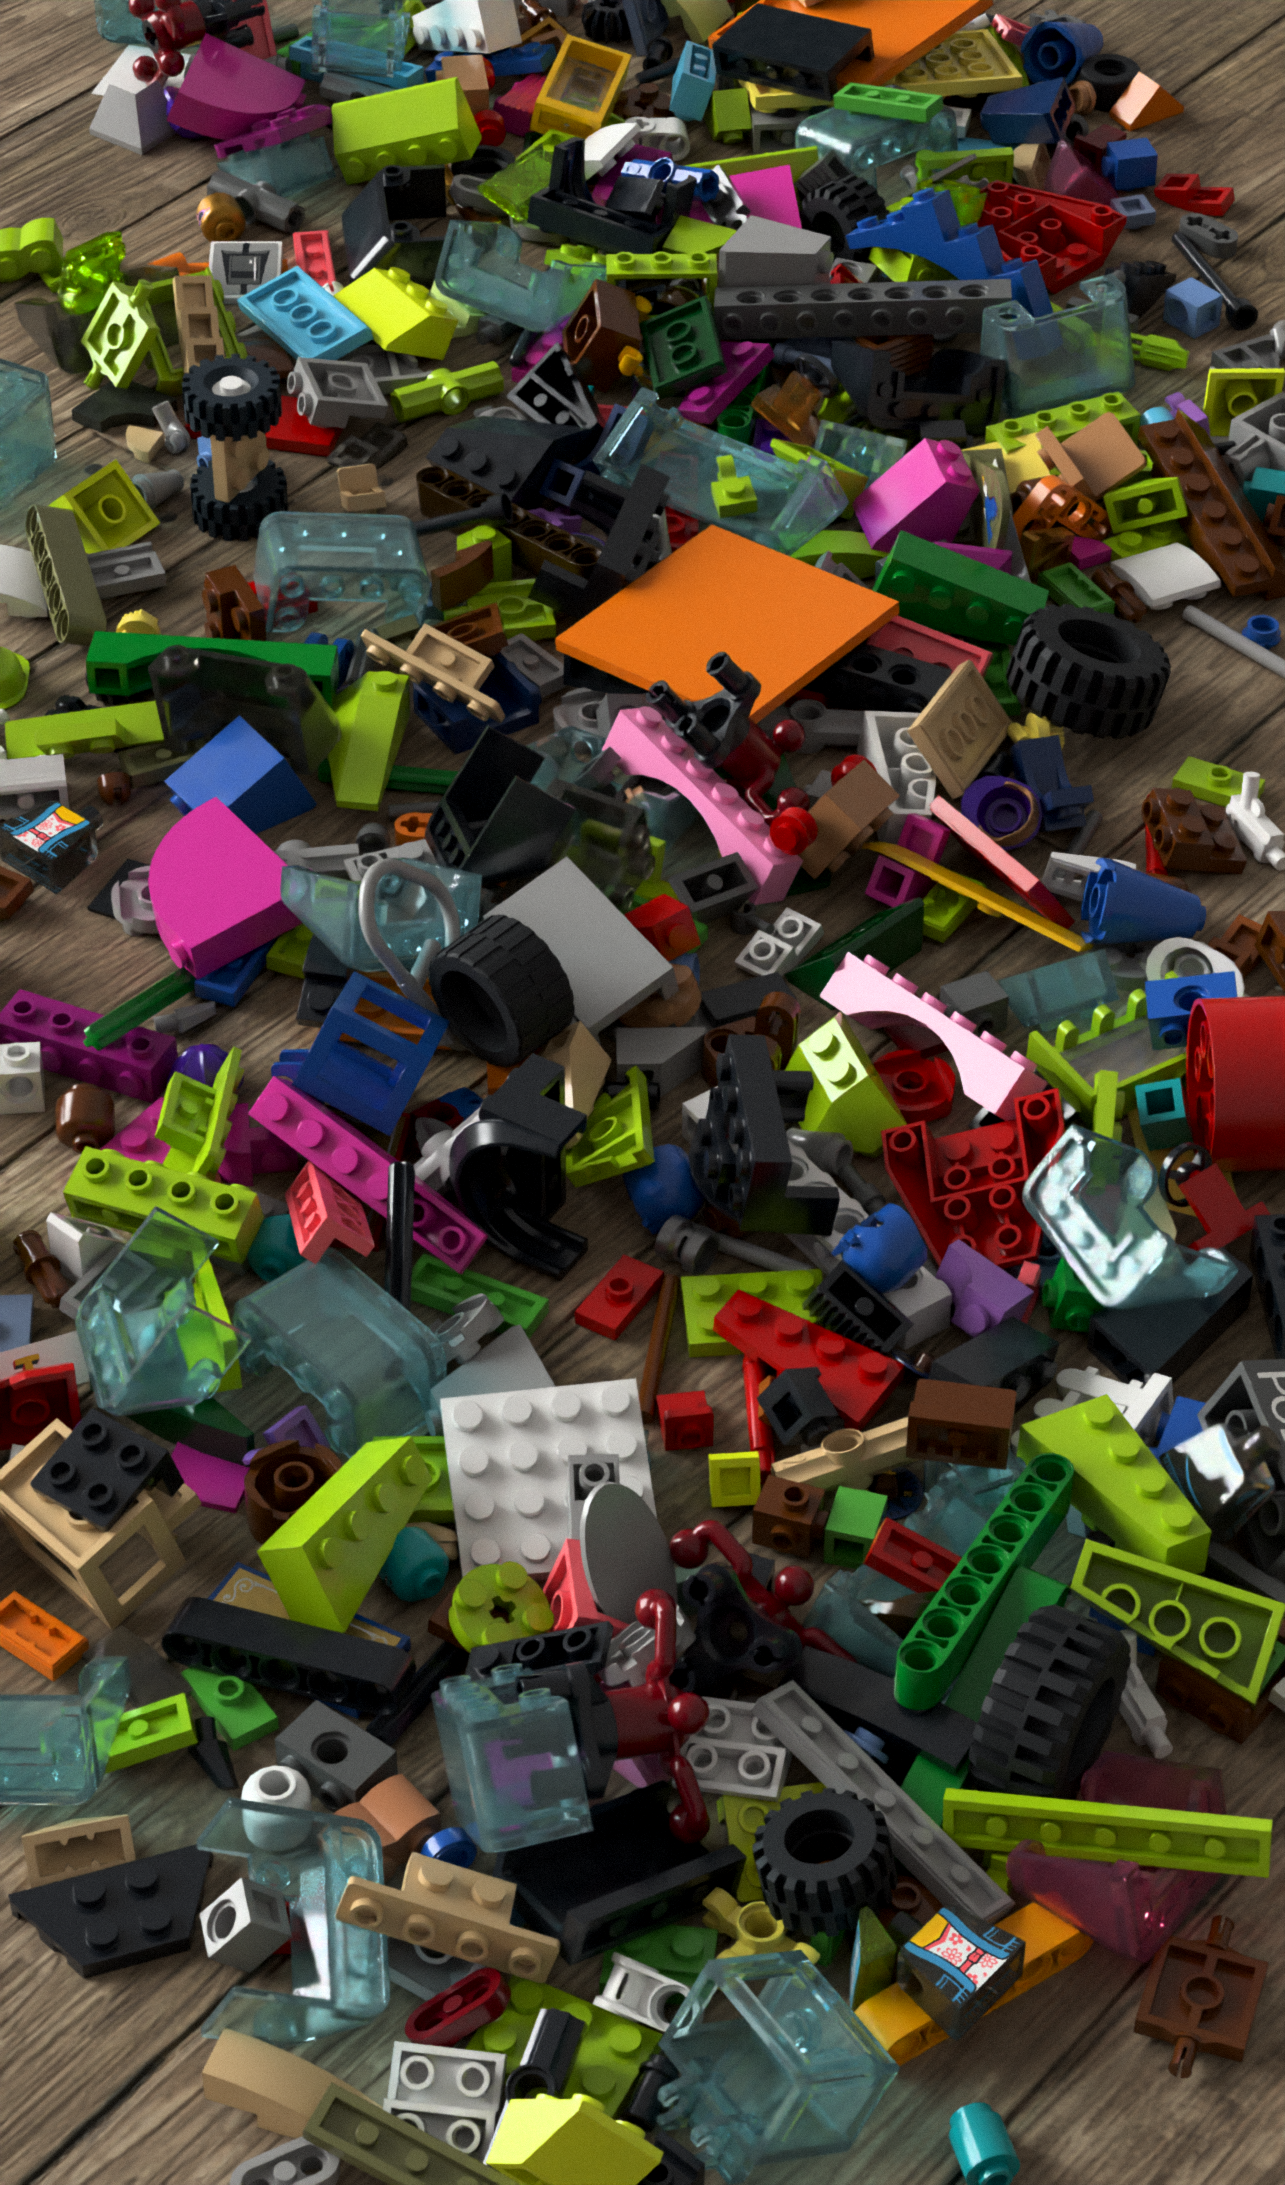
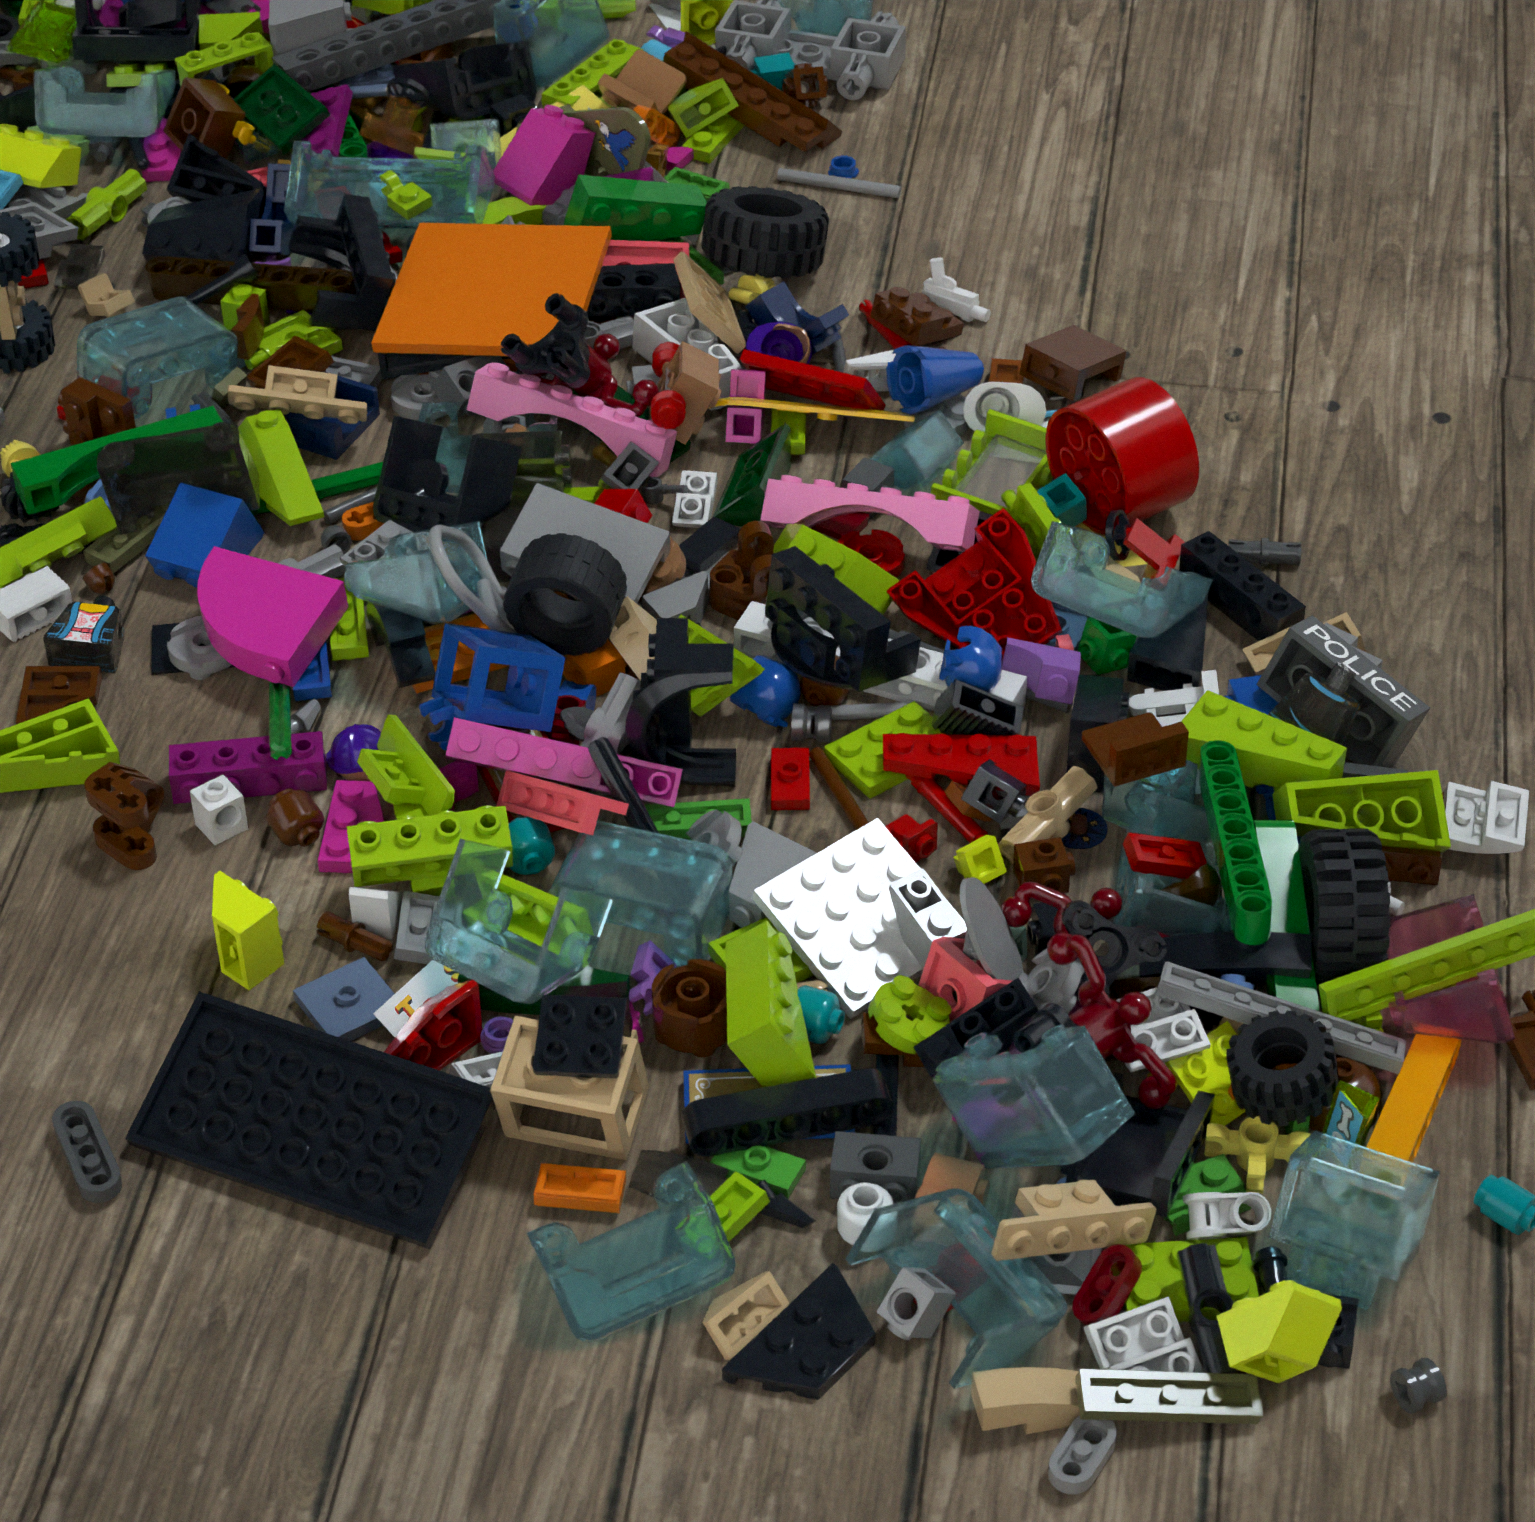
camera: 30 degrees left, 0 degrees up
(451, 1846) = (1005, 1190): blue tile -> none
(597, 773) = (474, 422): dark grey bracket -> none
(853, 1526) = (1093, 857): bright green brick -> none
(920, 1365) = (1043, 731): piece -> none
(955, 1965) = (1412, 1095): torso -> none
(1121, 593) = (725, 174): reddish brown axle -> none
(1167, 575) = (746, 153): white slope -> none
(1172, 1000) = (1022, 428): blue brick -> none
(1210, 781) = (902, 276): lime plate -> none

